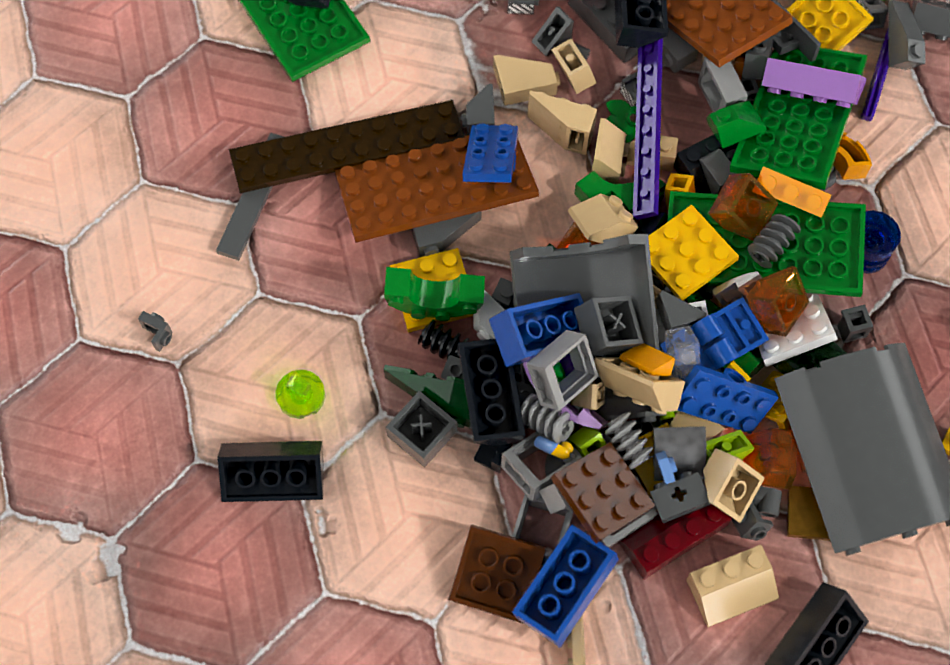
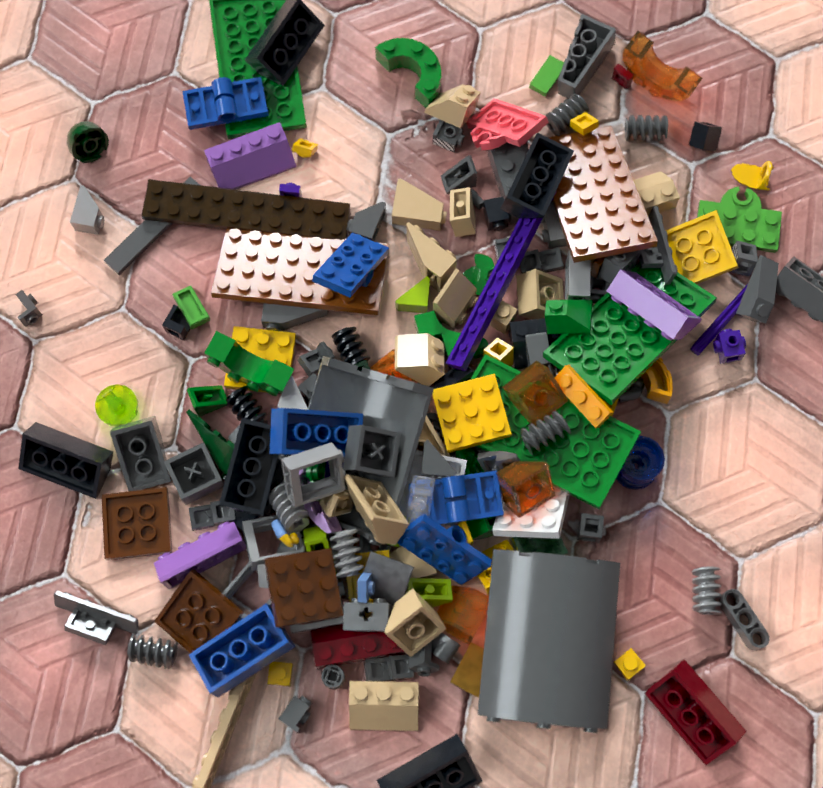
camera: 25 degrees right, 5 degrees up
(142, 135) = (87, 141): none -> dark green cylinder
(176, 209) = (86, 214): none -> light grey slope
(276, 44) = (225, 102): none -> blue plate
(327, 90) = (250, 157): none -> medium lavender slope
(328, 285) = (176, 323): none -> black panel
(334, 263) = (191, 307): none -> bright green tile
(353, 432) = (141, 453): none -> dark grey slope
(379, 62) = (304, 148): none -> yellow plate
(381, 506) = (136, 523): none -> reddish brown plate
(381, 625) = (93, 620): none -> dark grey bracket
(385, 107) = (290, 189): none -> dark purple plate
(396, 349) = (207, 398): none -> green slope
(457, 466) = (210, 516): none -> dark grey slope
(462, 631) = (151, 652): none -> dark grey piece
(468, 508) = (200, 555): none -> medium lavender slope
(494, 265) = (312, 360): none -> dark grey bracket
(518, 237) = (348, 346): none -> black piece
(568, 167) = (416, 298): none -> lime slope
(607, 56) = (495, 217): none -> black brick
(609, 600) = (280, 674): none -> yellow plate
(647, 632) = (296, 713): none -> dark grey brick
(649, 360) = (389, 494): light orange slope -> none
(667, 583) = (335, 679): none -> dark grey wheel
(678, 85) = (544, 261): none -> dark grey slope
(687, 118) = (533, 291): none -> tan slope
(718, 547) = (387, 668): none -> dark grey slope
(900, 98) = (729, 346): none -> dark purple brick

